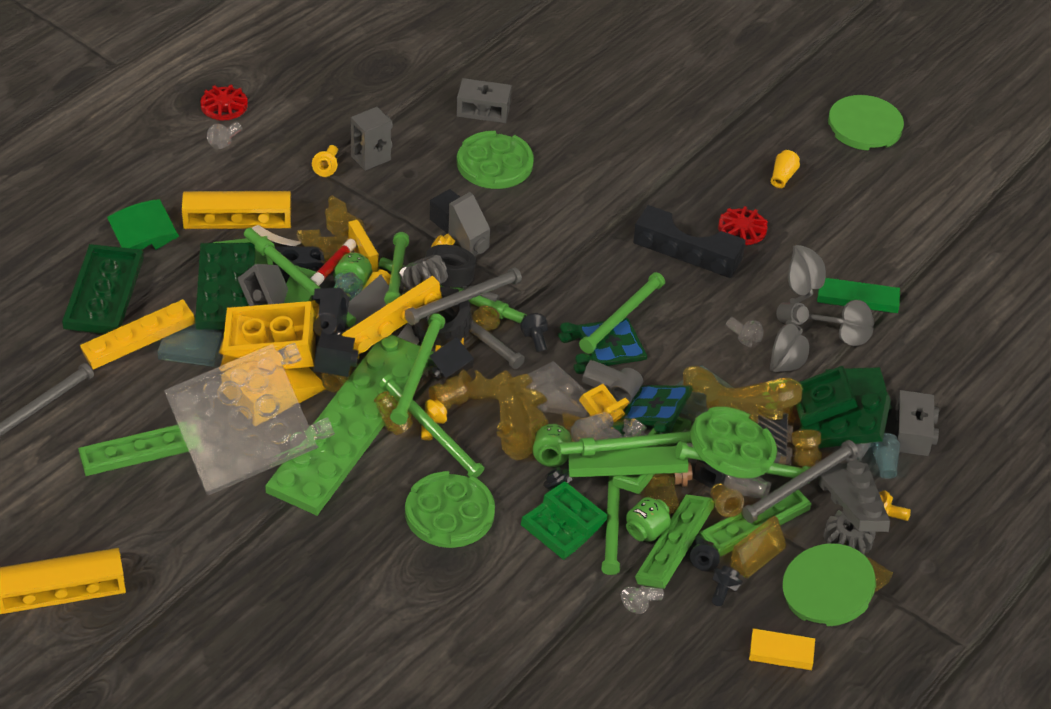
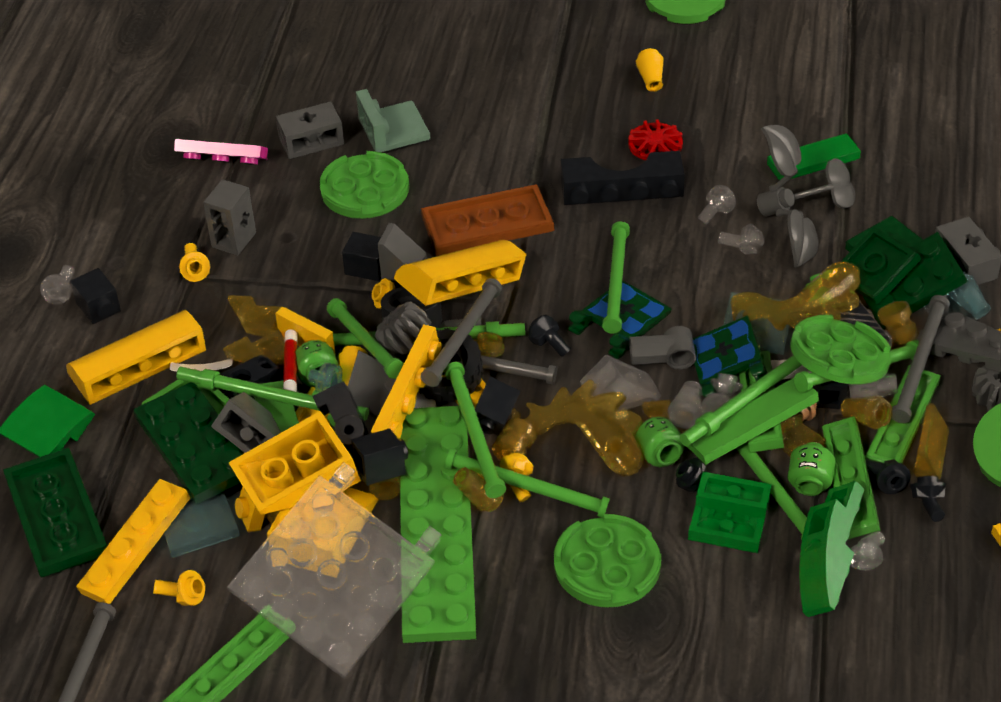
camera: 25 degrees left, 0 degrees up
(150, 382) = (188, 589): none -> yellow plate
(223, 102) = (32, 252): red wheel -> none
(240, 153) = (95, 296): none -> black brick
(408, 88) = (221, 151): none -> plate
(500, 253) = (461, 271): none -> yellow brick
(547, 124) = (391, 125): none -> sand green bracket
(564, 227) = (487, 219): none -> dark orange tile
(600, 400) = (671, 376): yellow bracket -> none
(604, 578) = (823, 552): none -> green slope
(750, 290) = (719, 199): none -> clear plate

